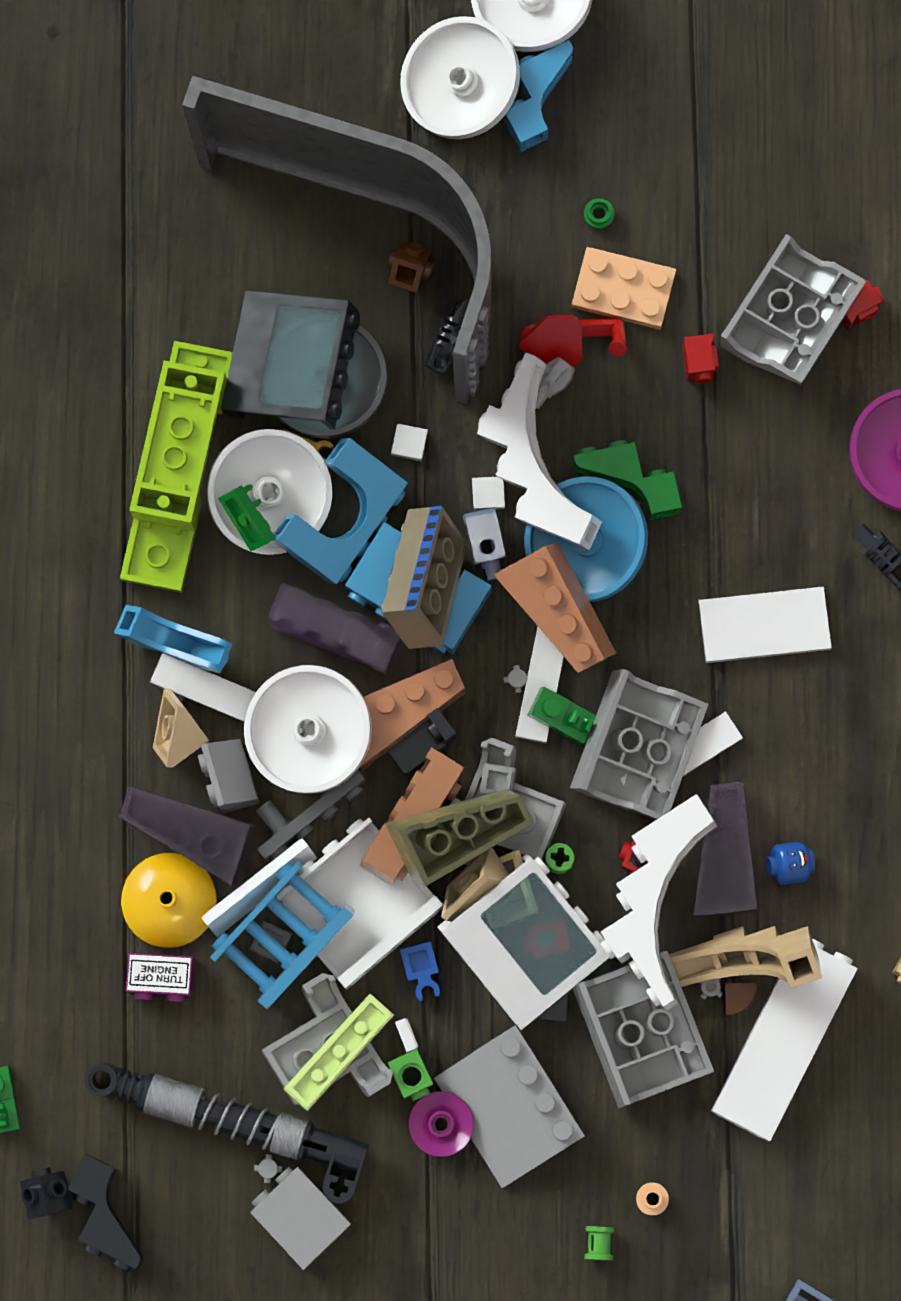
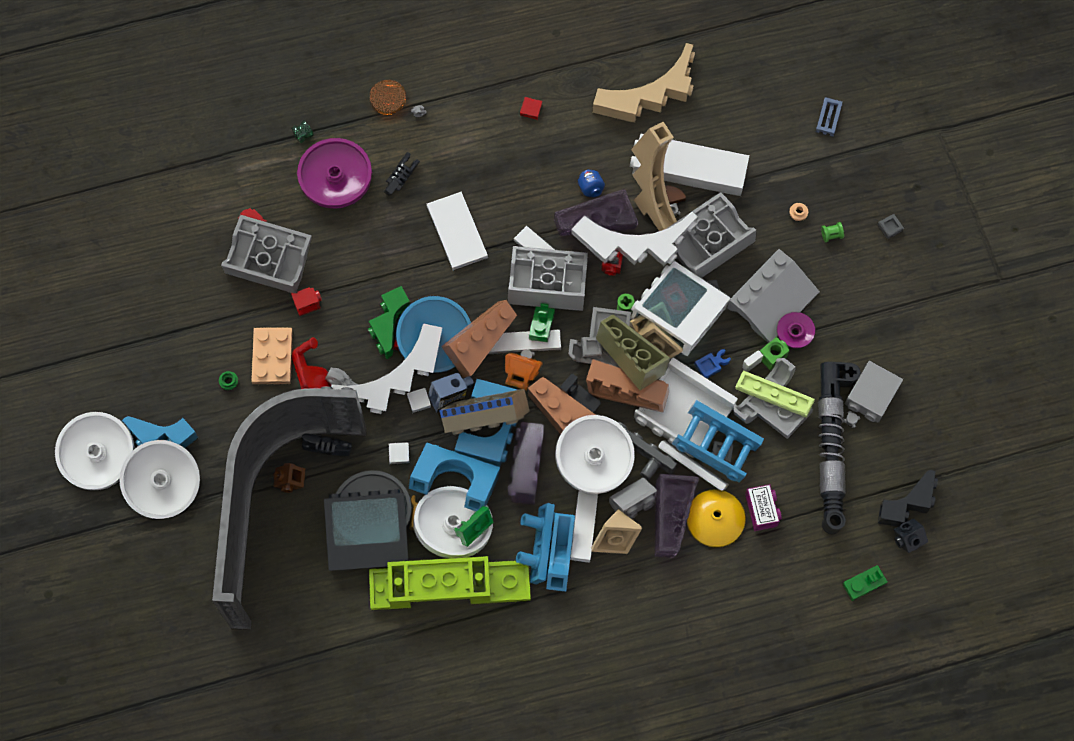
camera: 110 degrees left, 10 degrees down
(190, 615) = (543, 536): none -> dark azure plate
(493, 662) = (521, 367): none -> orange piece

